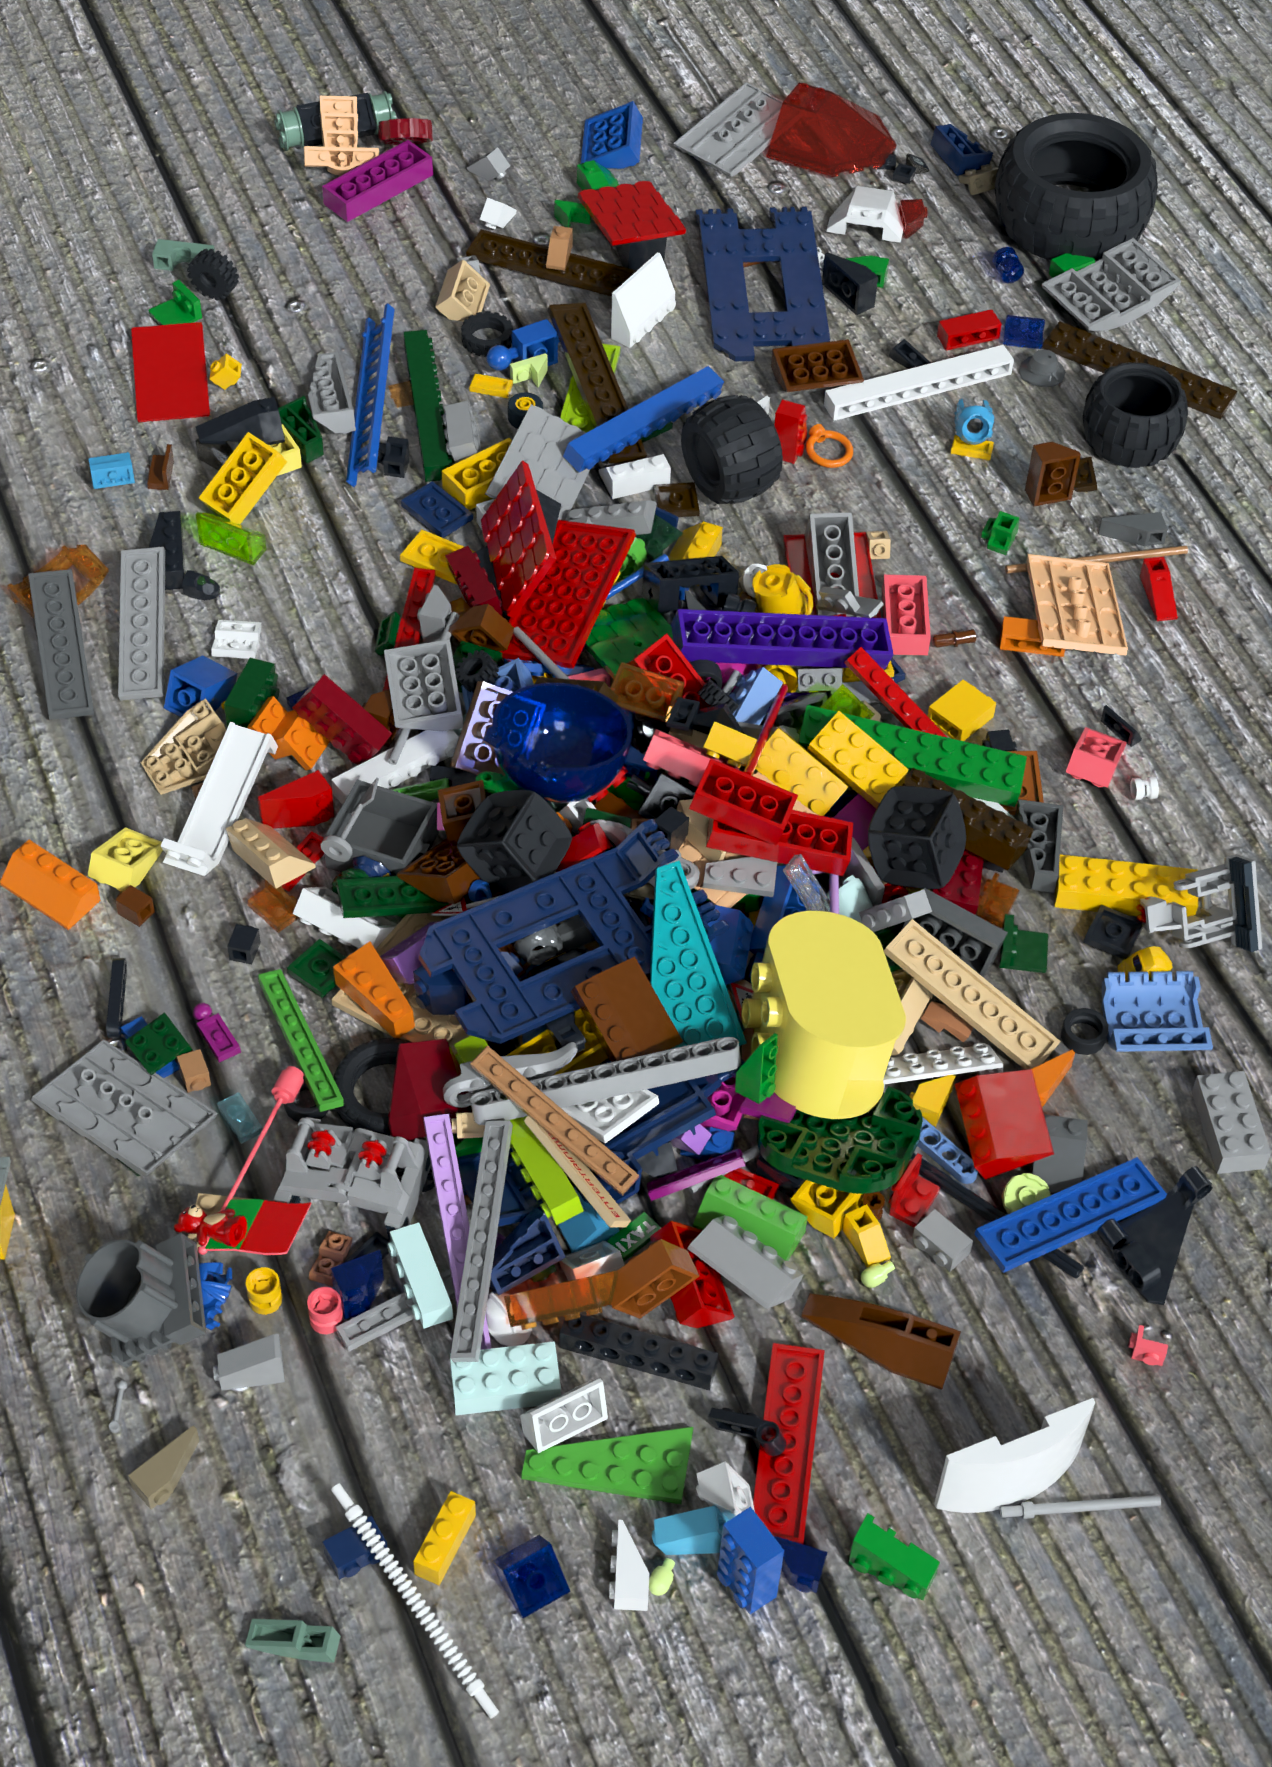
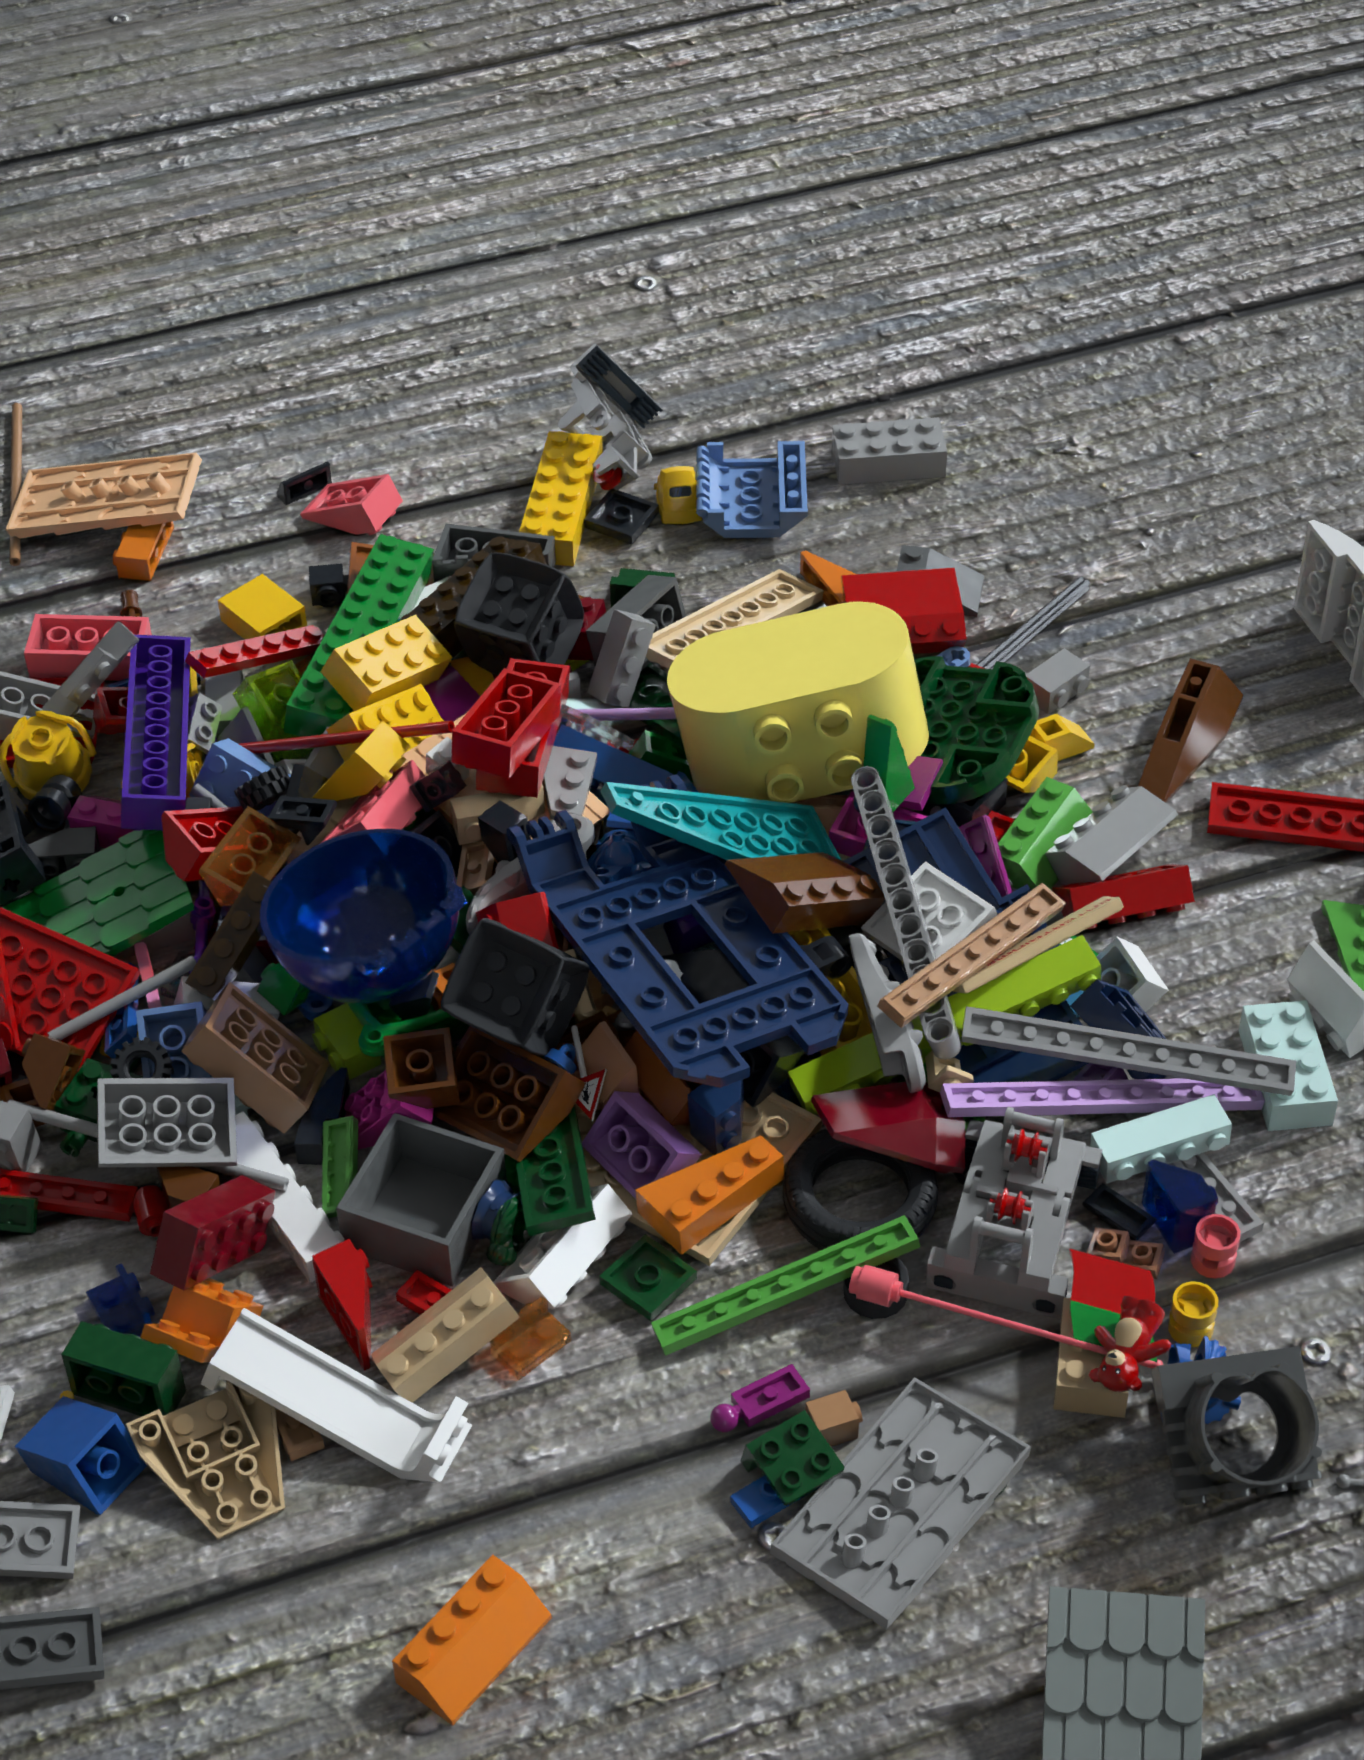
camera: 85 degrees left, 5 degrees down
(116, 997) = (697, 1529): black beam -> none
(124, 859) = (427, 1535): light yellow slope -> none
(134, 905) = (521, 1517): reddish brown brick -> none
(240, 1117) = (908, 1361): clear light blue plate -> none
(243, 944) = (602, 1369): black brick -> none
(251, 1364) = (1307, 1315): light grey slope -> none
(338, 847) = (379, 1193): light grey piece -> none
(560, 1300) = (1192, 981): clear orange slope -> none
(639, 1351) = (1232, 943): black brick -> none
(652, 1278) = (1156, 906): dark orange brick -> none
(750, 1426) = (1324, 838): black plate -> none
(876, 1274) = (1104, 740): yellowish green cylinder -> none
(1023, 1191) = (994, 612): yellowish green tile -> none
(1069, 1214) = (1021, 576): blue plate -> none
(1080, 1045) = (767, 537): black tyre -> none
(1144, 788) = (408, 471): white wheel -> none
(1146, 1350) = (1174, 544): coral bracket -> none
(1151, 1239) = (1026, 528): black panel -> none
(1158, 588) = (83, 427): red slope -> none

